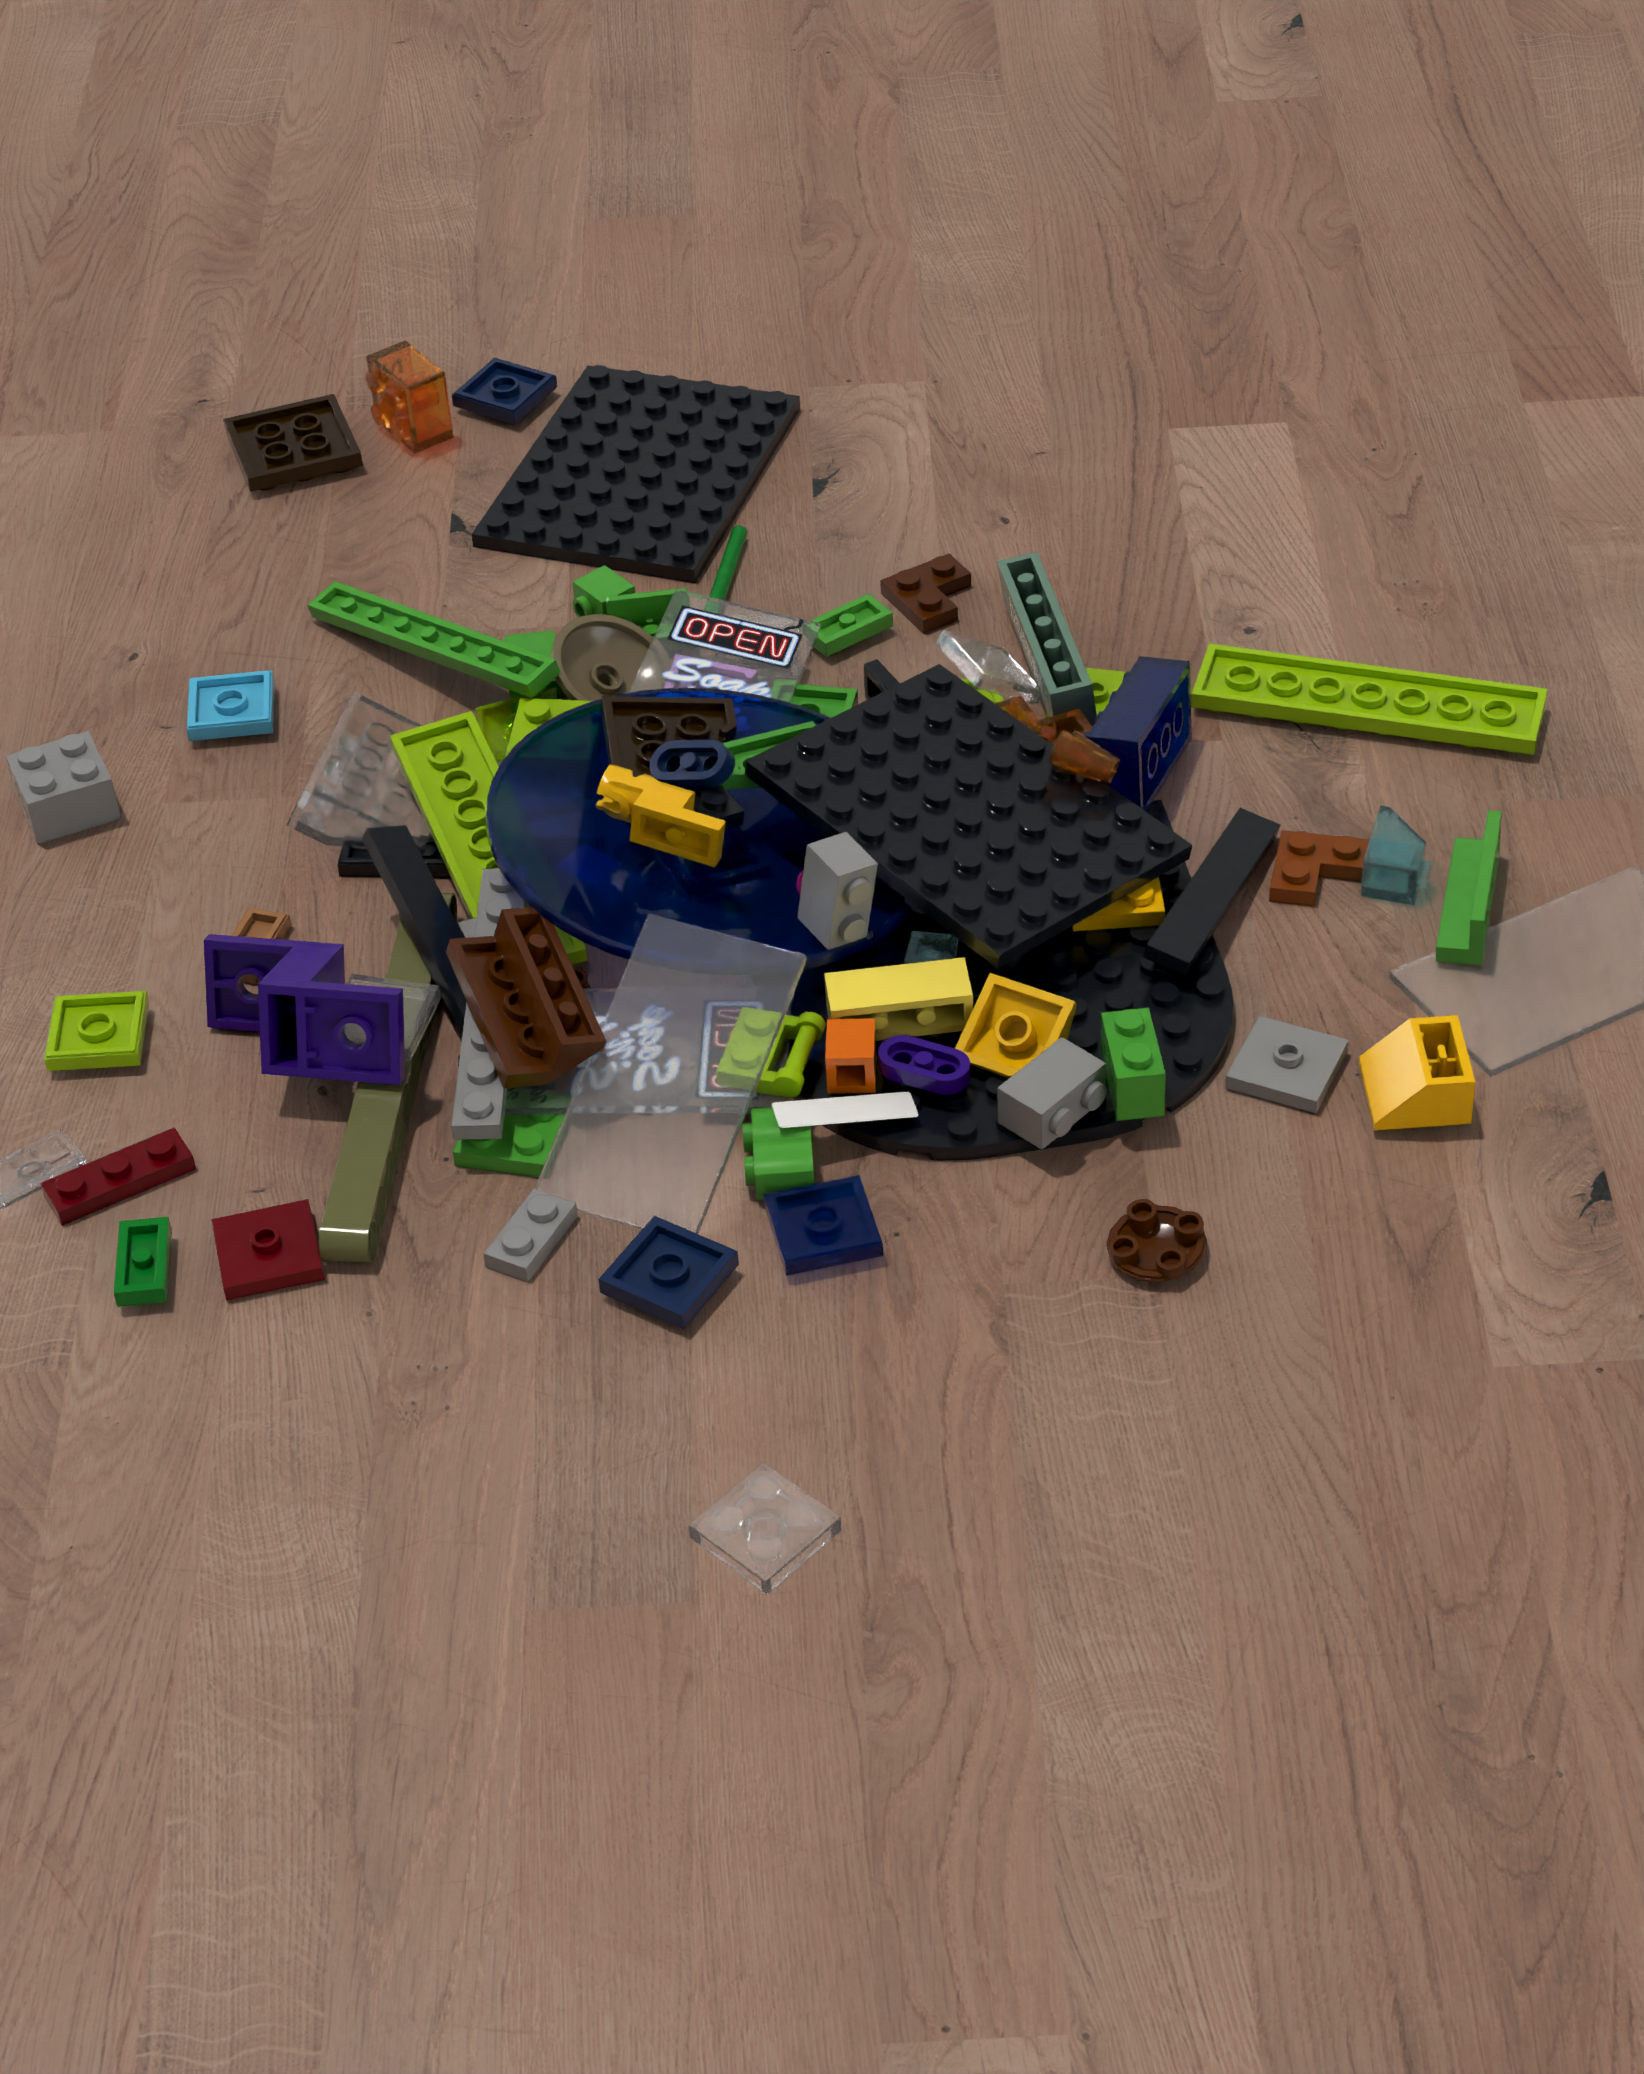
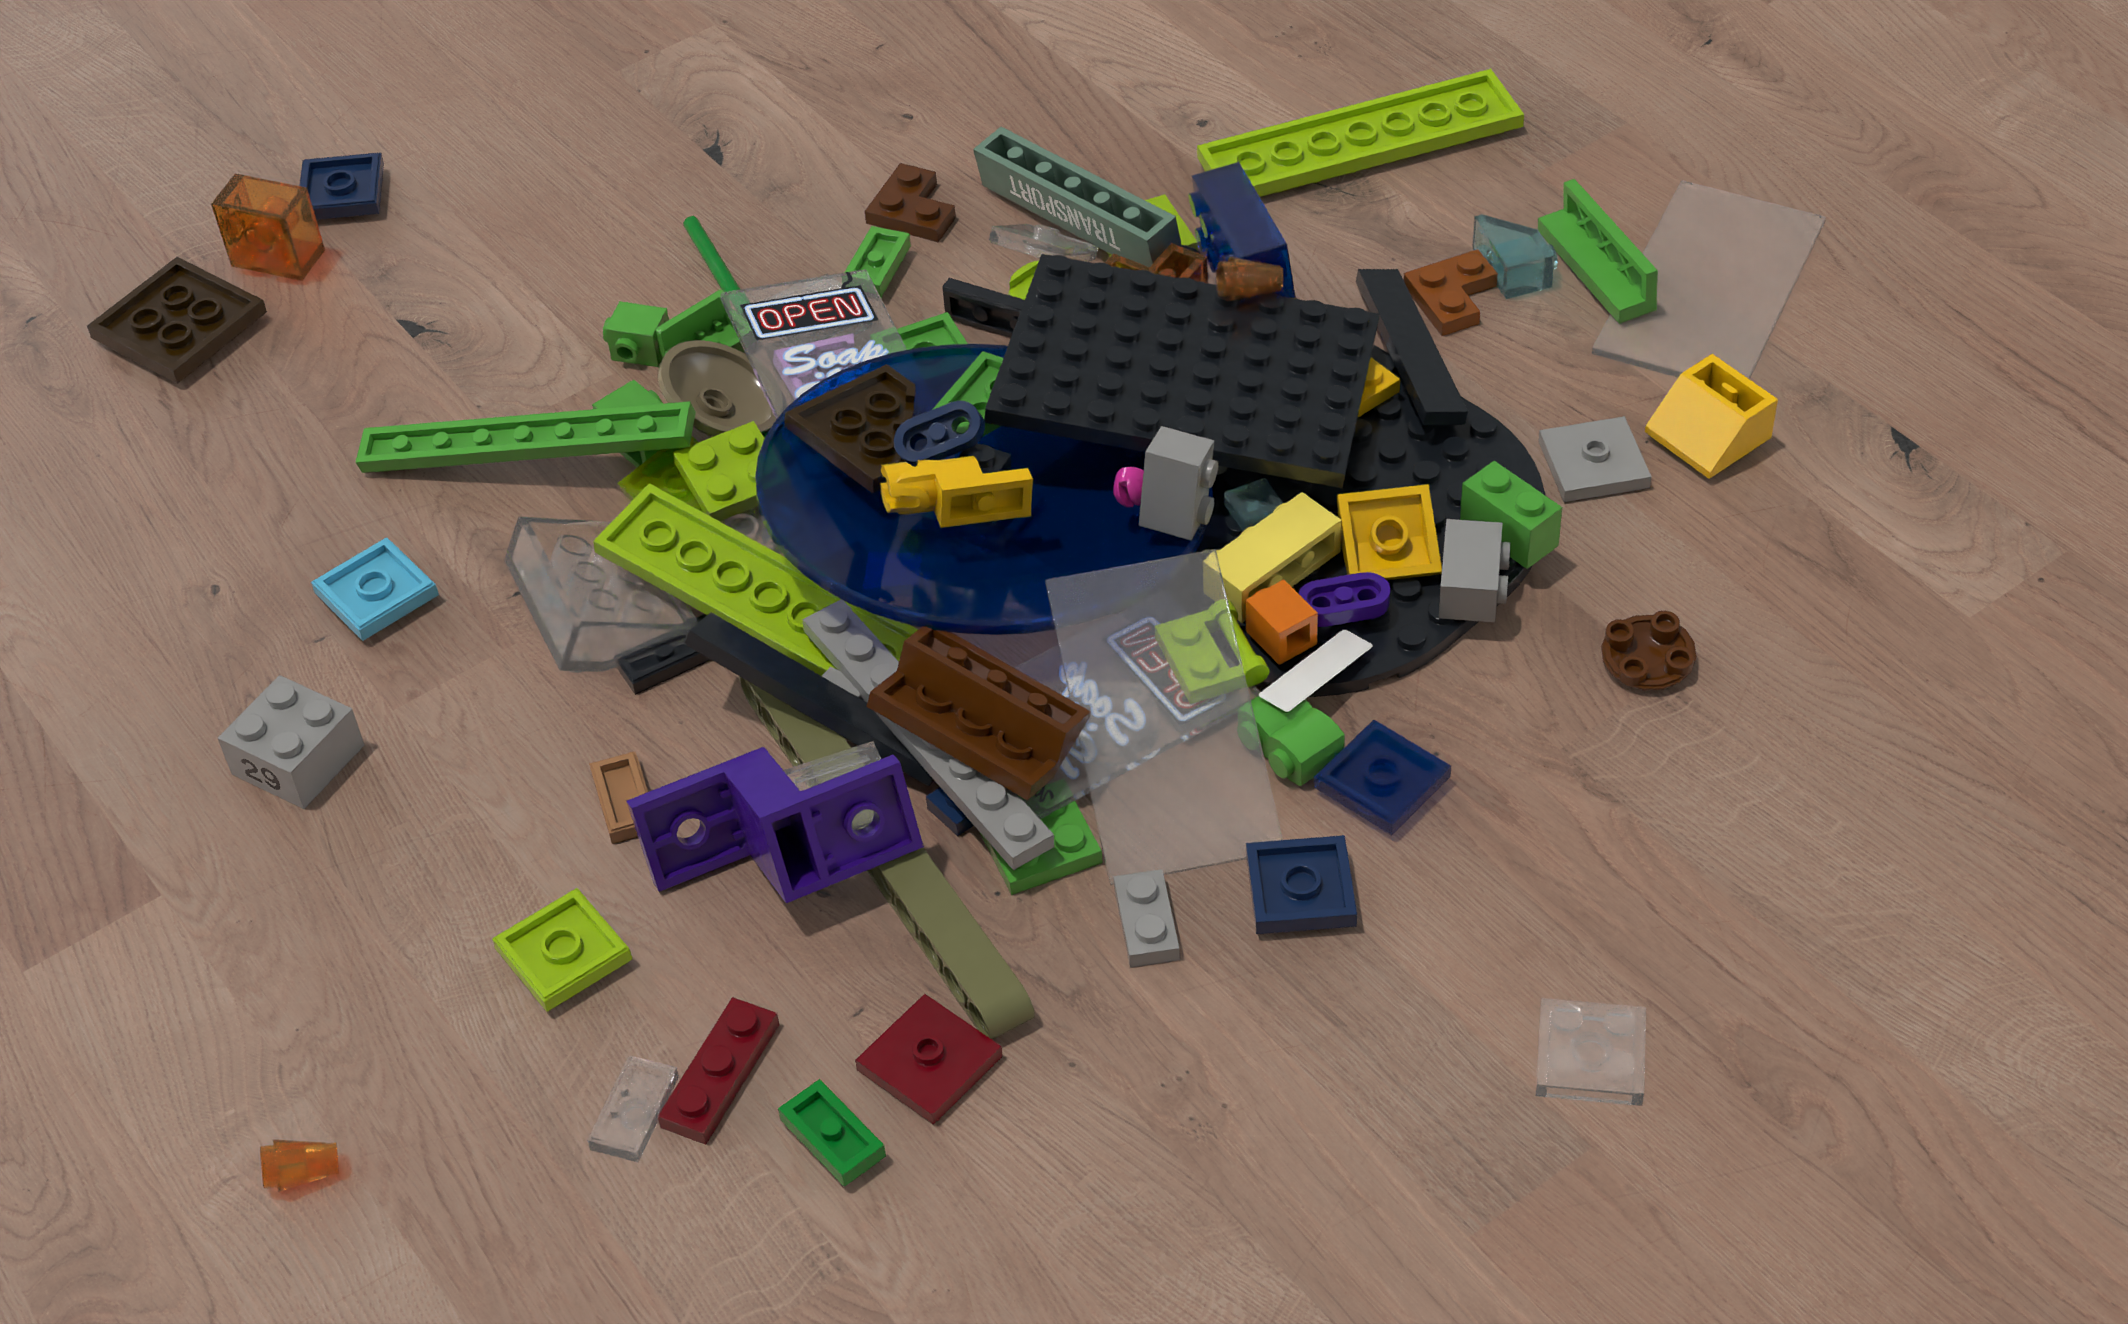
camera: 35 degrees left, 5 degrees up
(638, 473) = (541, 210): black plate -> none

